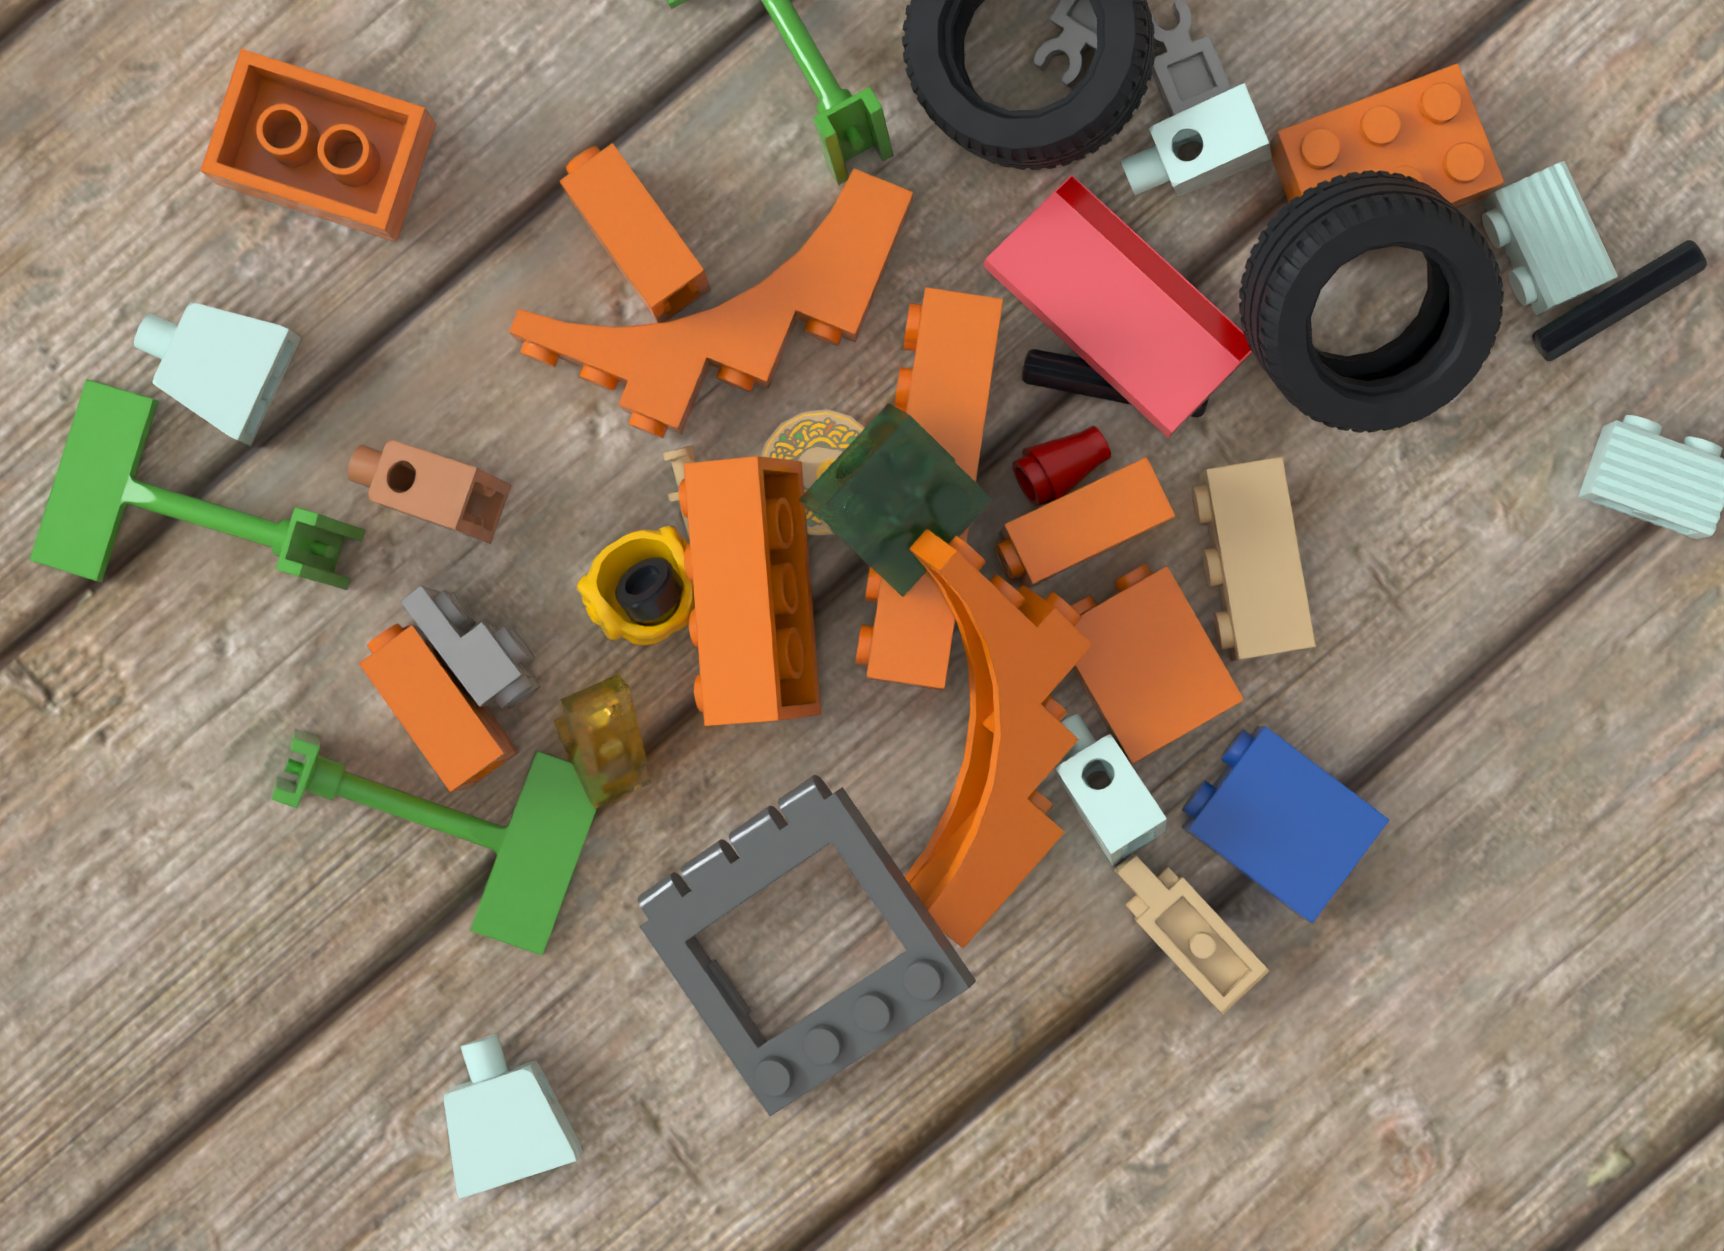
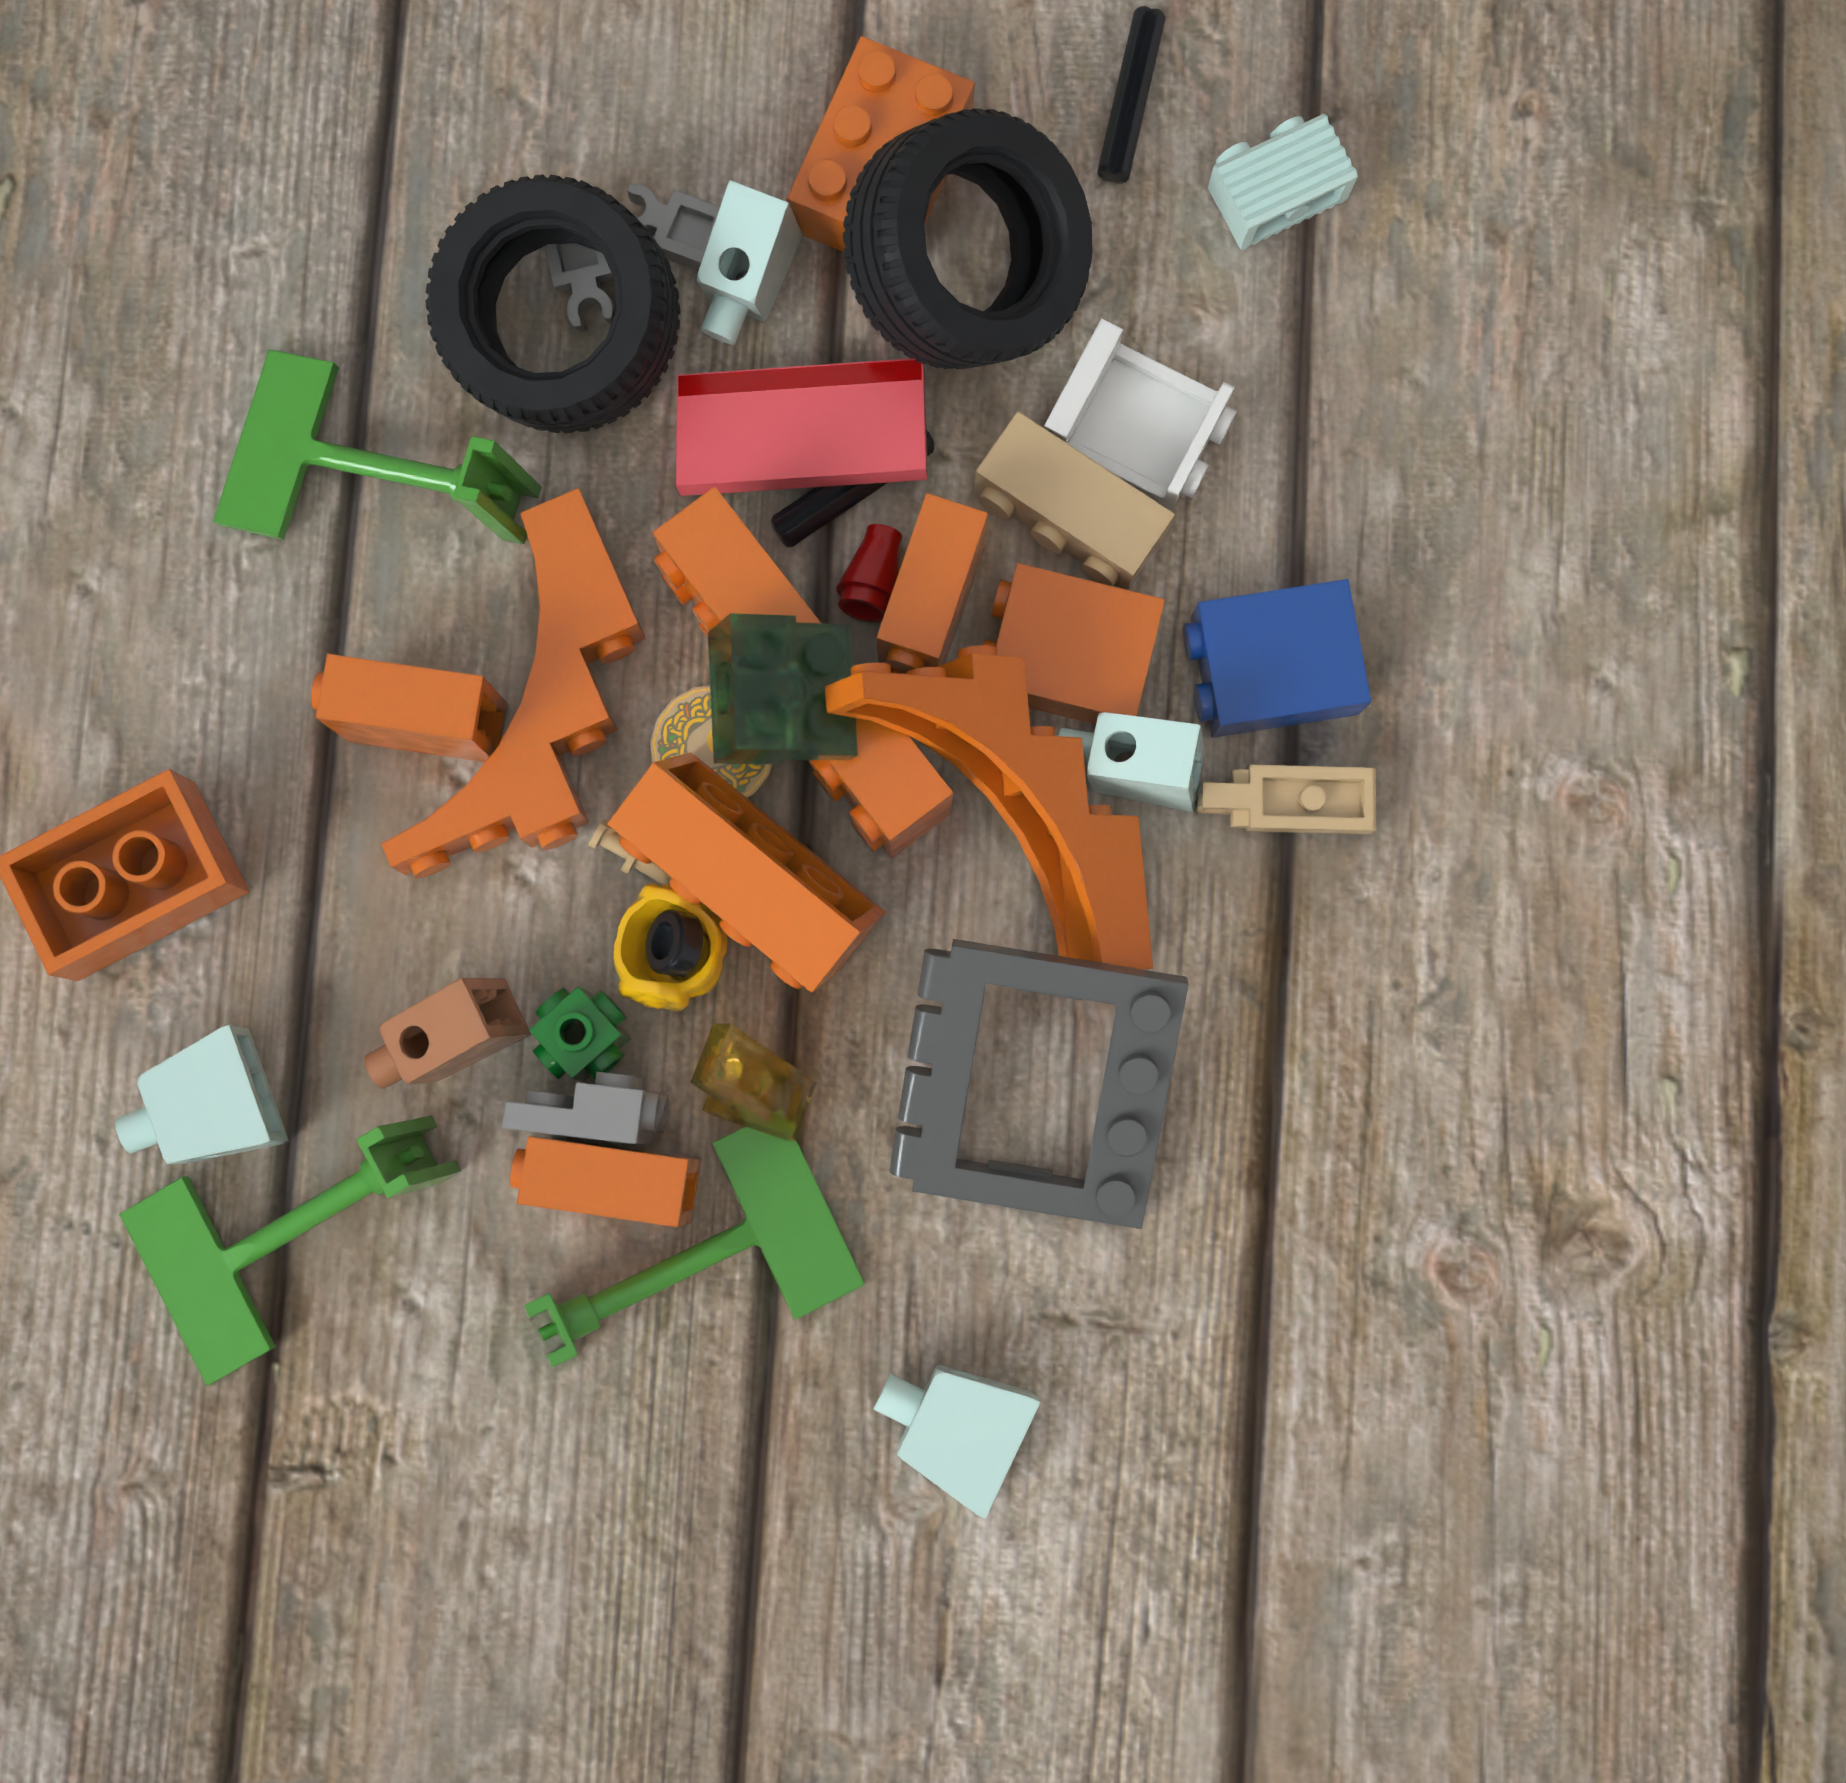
camera: 50 degrees left, 5 degrees down
(546, 587) = (603, 1037): none -> green brick
(1368, 548) = (1140, 417): none -> white panel
(1547, 239) = (1047, 90): light aqua brick -> none

